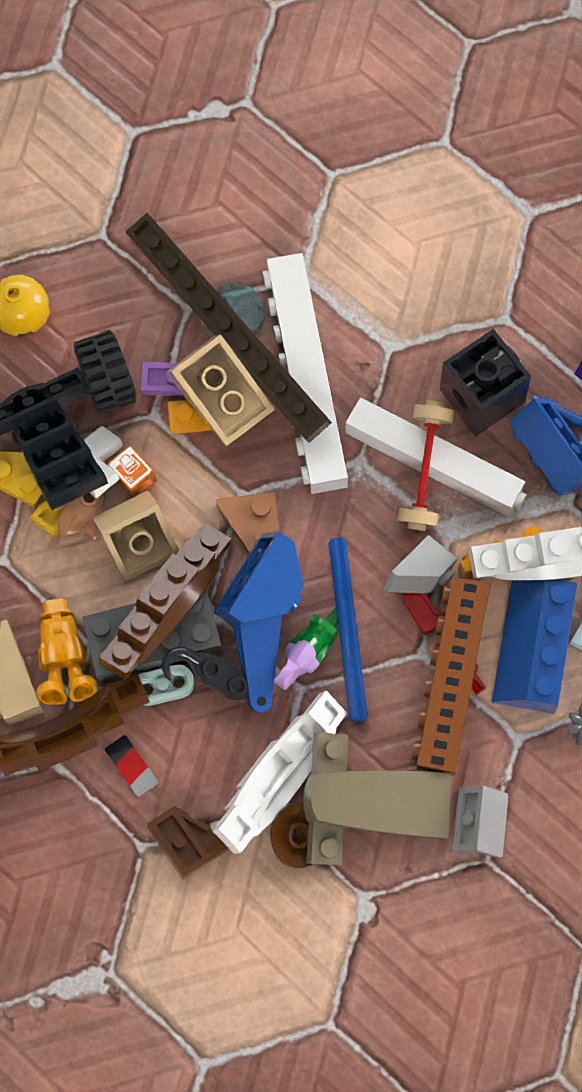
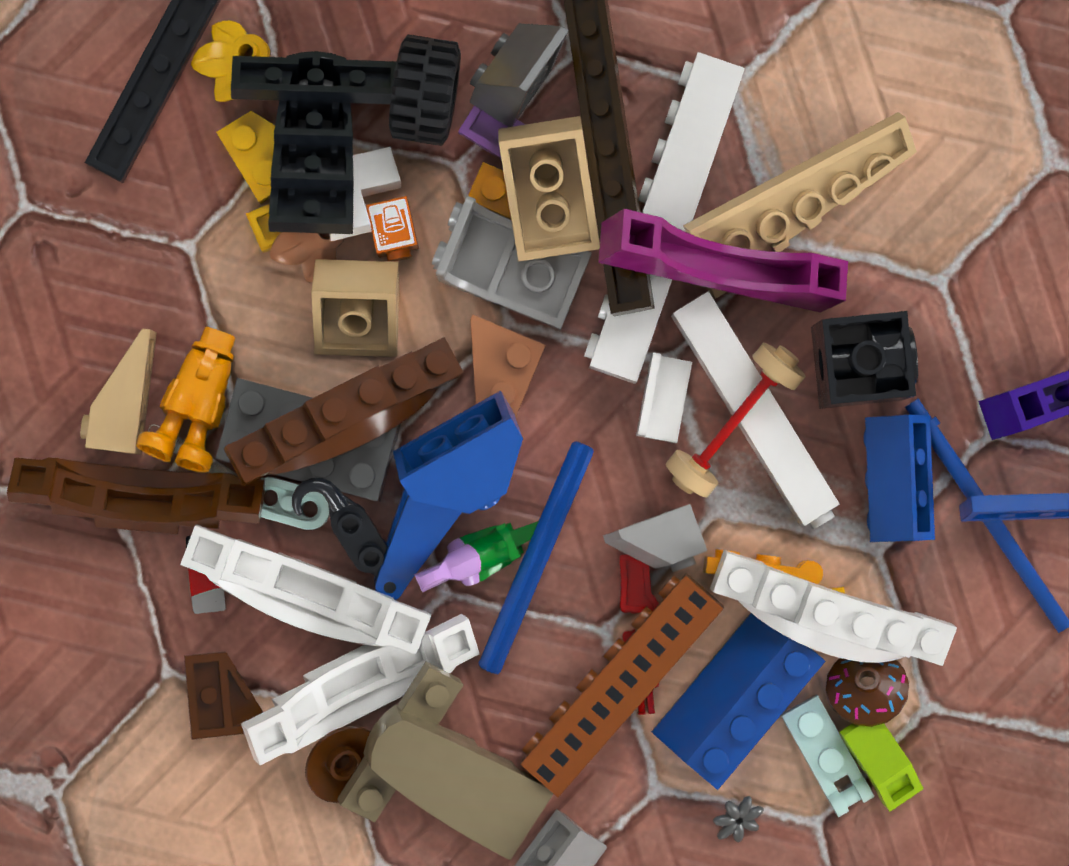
camera: 25 degrees right, 15 degrees up
(157, 330) = (517, 70): none -> dark grey slope
(204, 462) = (485, 264): none -> light grey bracket
(206, 737) = (304, 593): none -> white piece
(245, 303) = (643, 89): clear light blue tile -> none
(306, 379) = (660, 249): none -> magenta arch
(370, 336) = (800, 196): none -> tan wing
(371, 484) = (664, 398): none -> white panel

